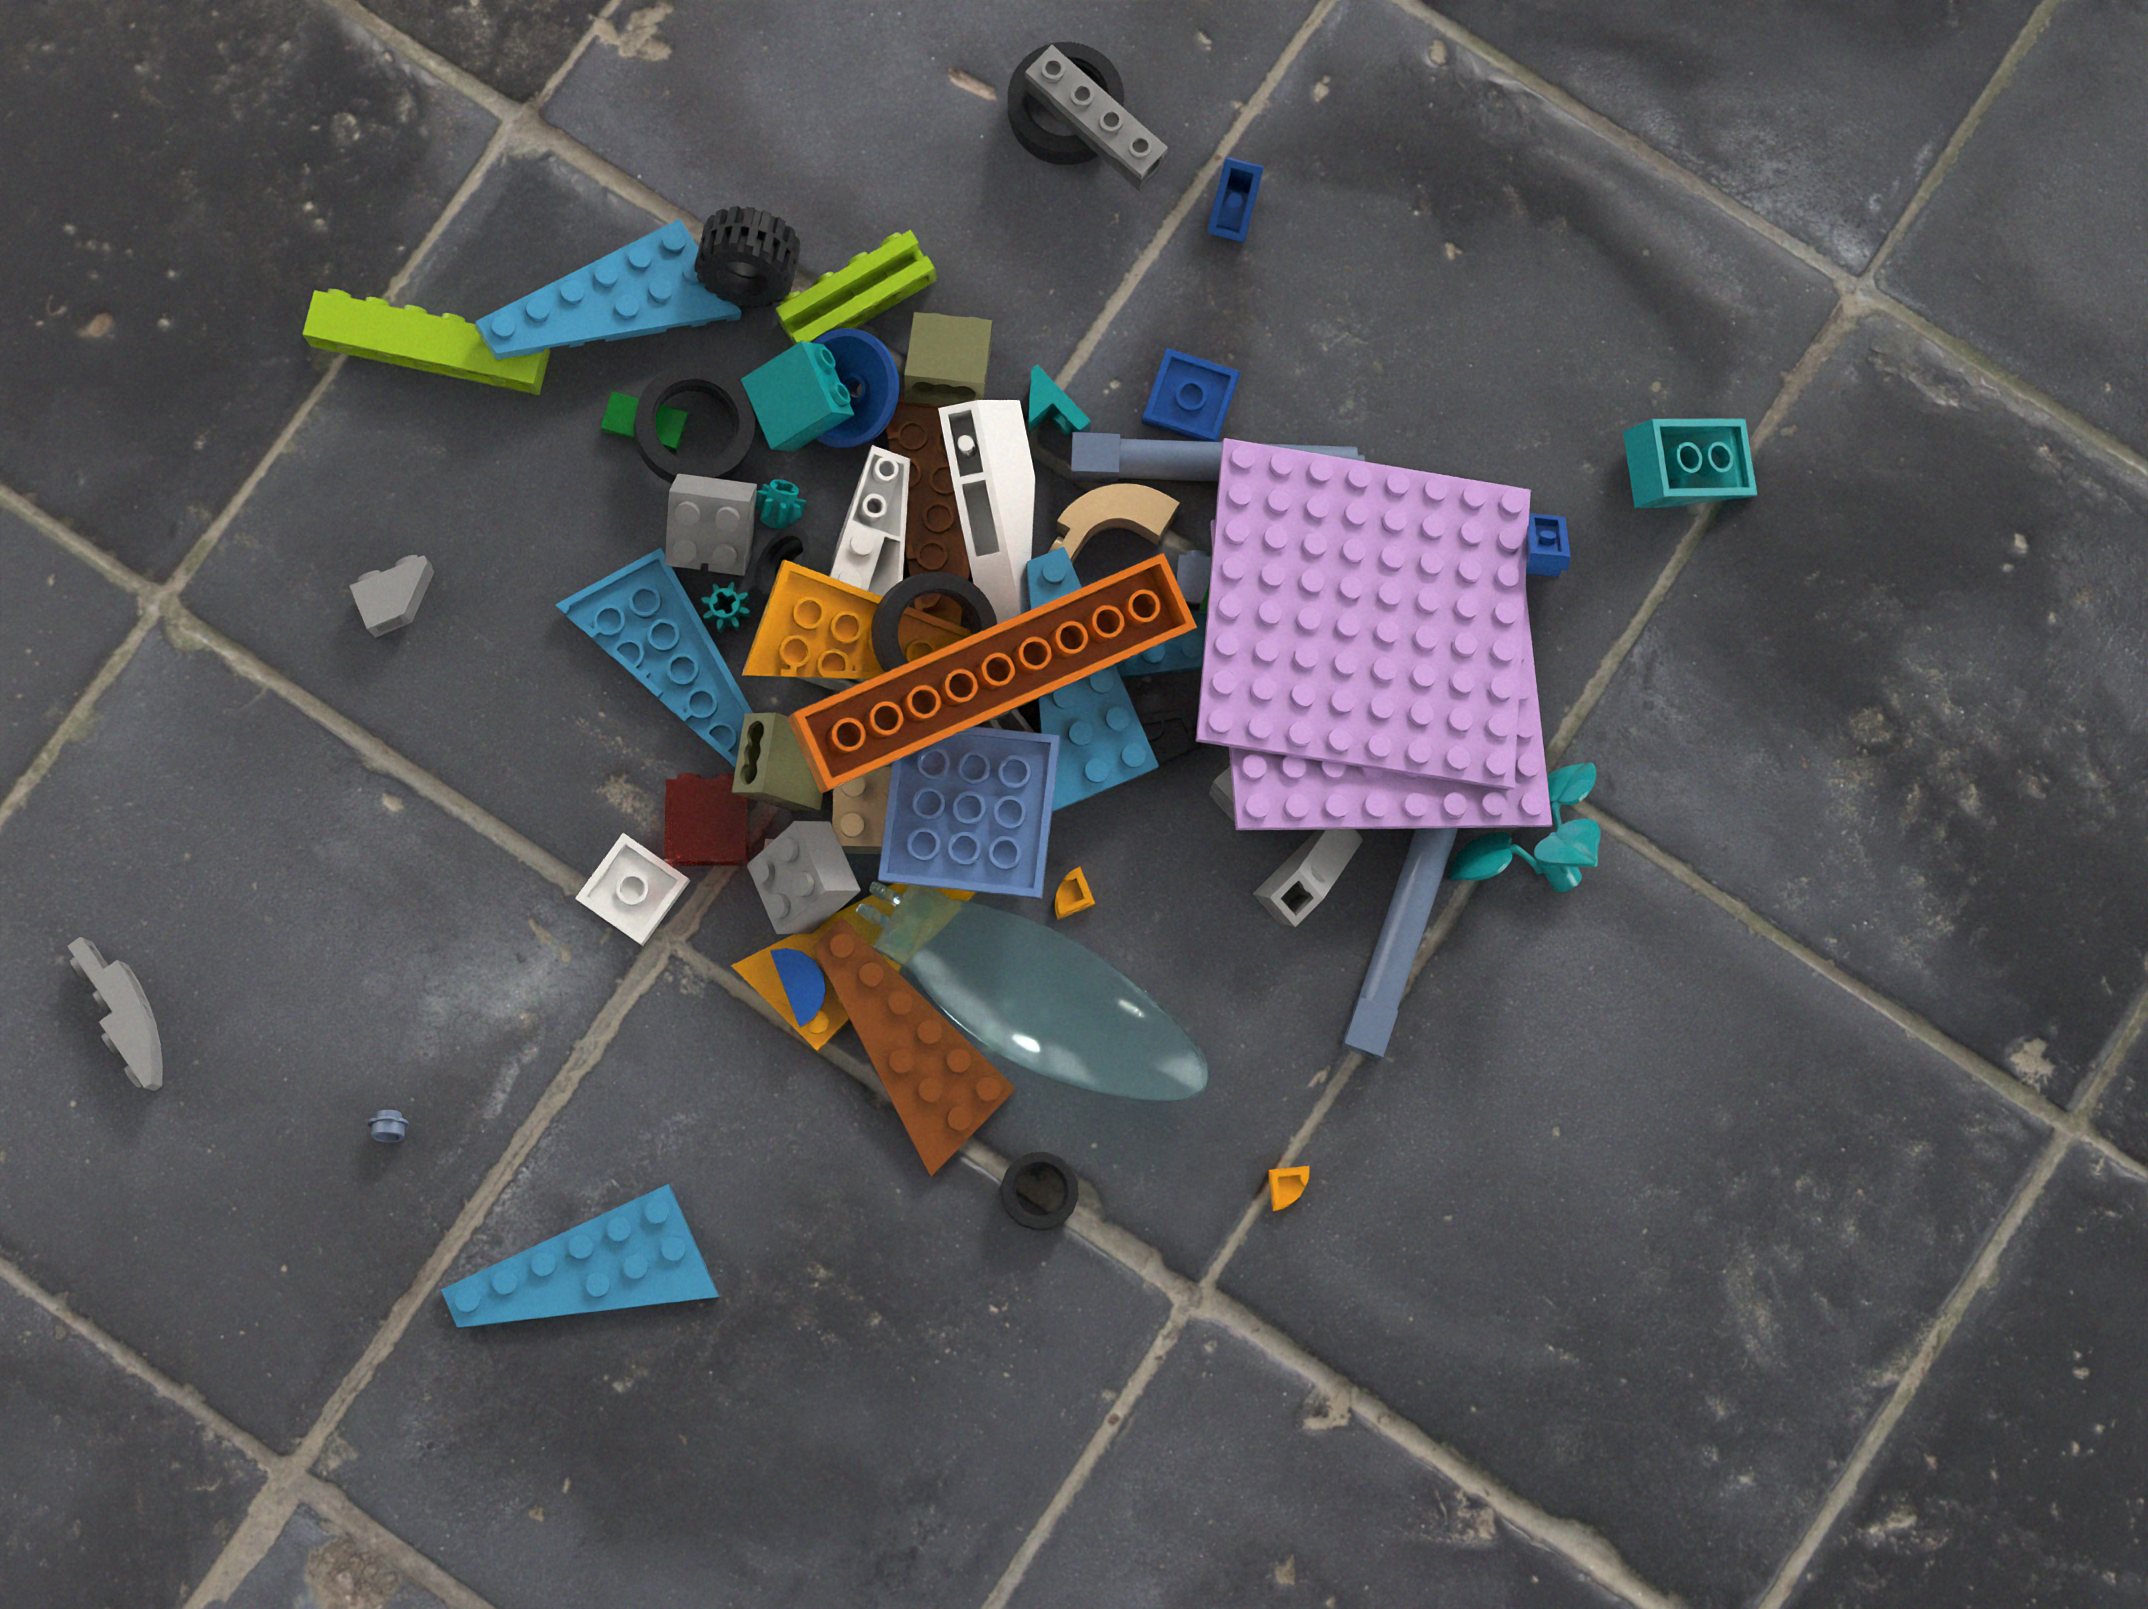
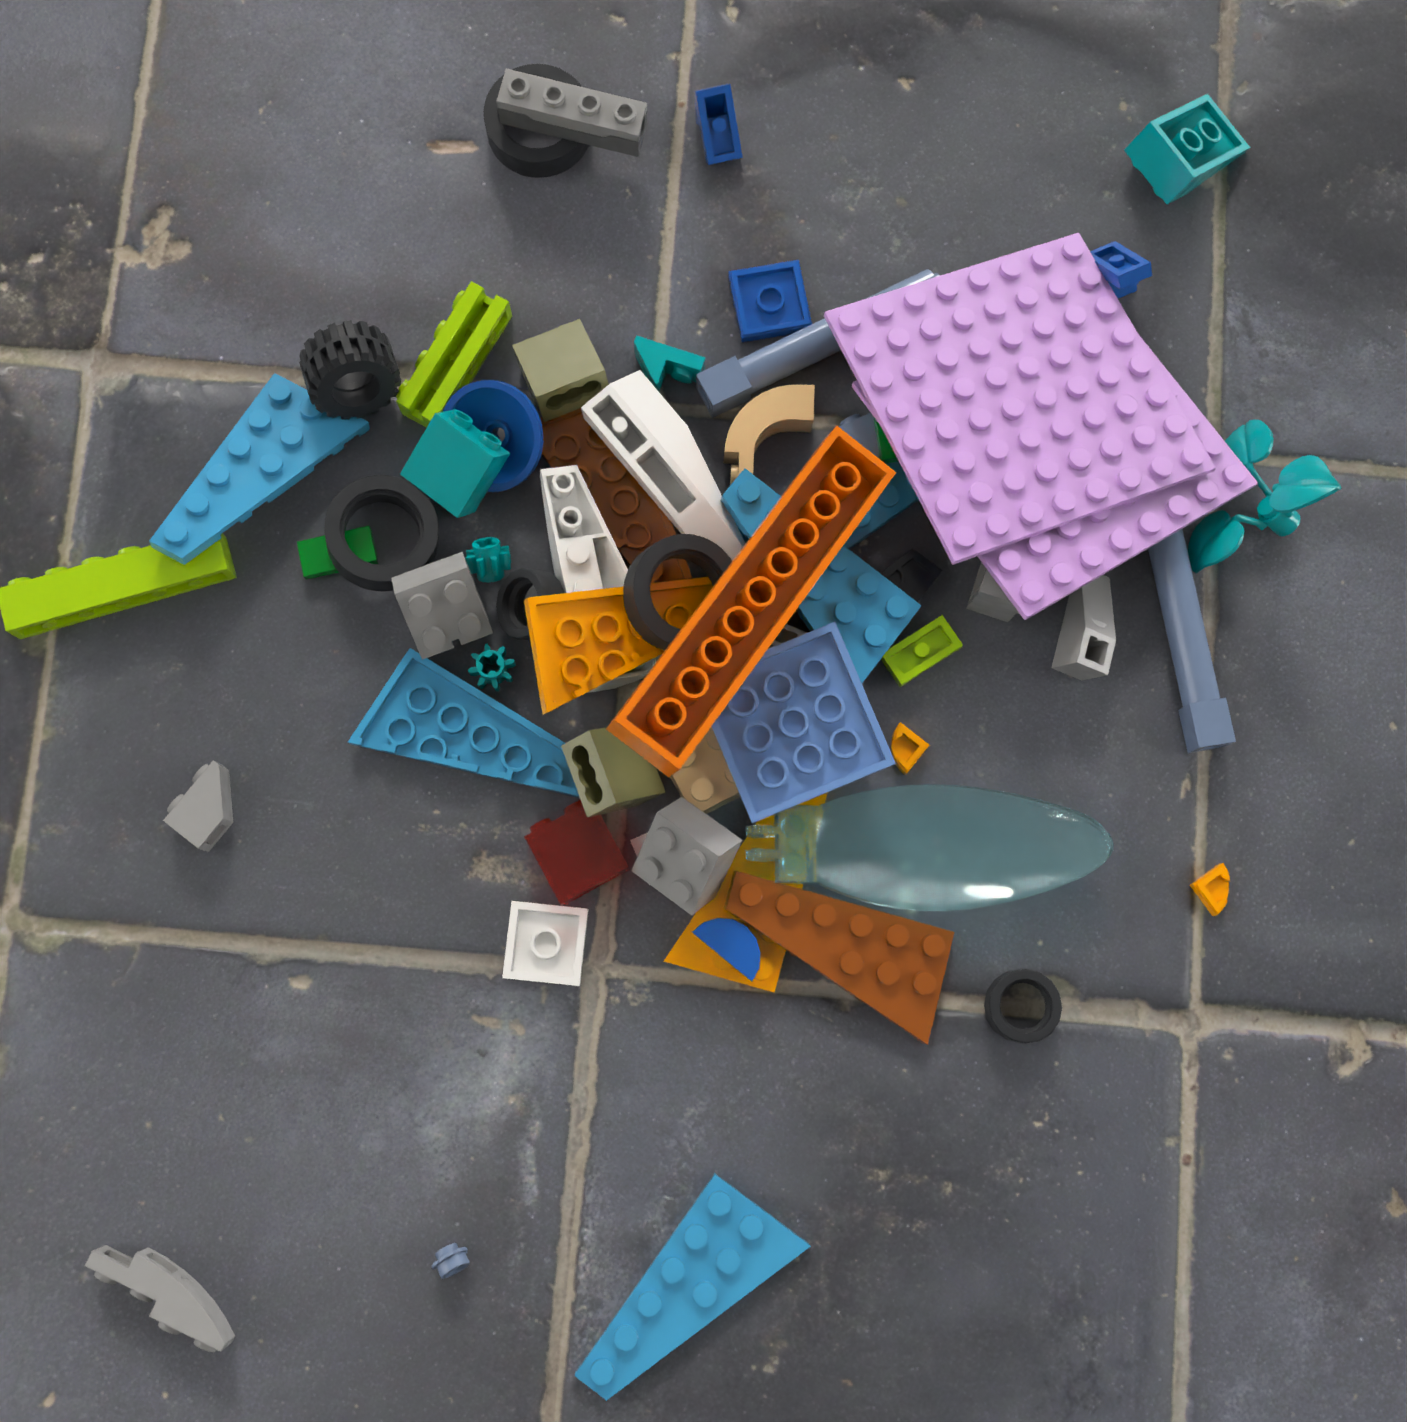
camera: 30 degrees left, 0 degrees up
(1138, 810) = (921, 651): none -> lime plate

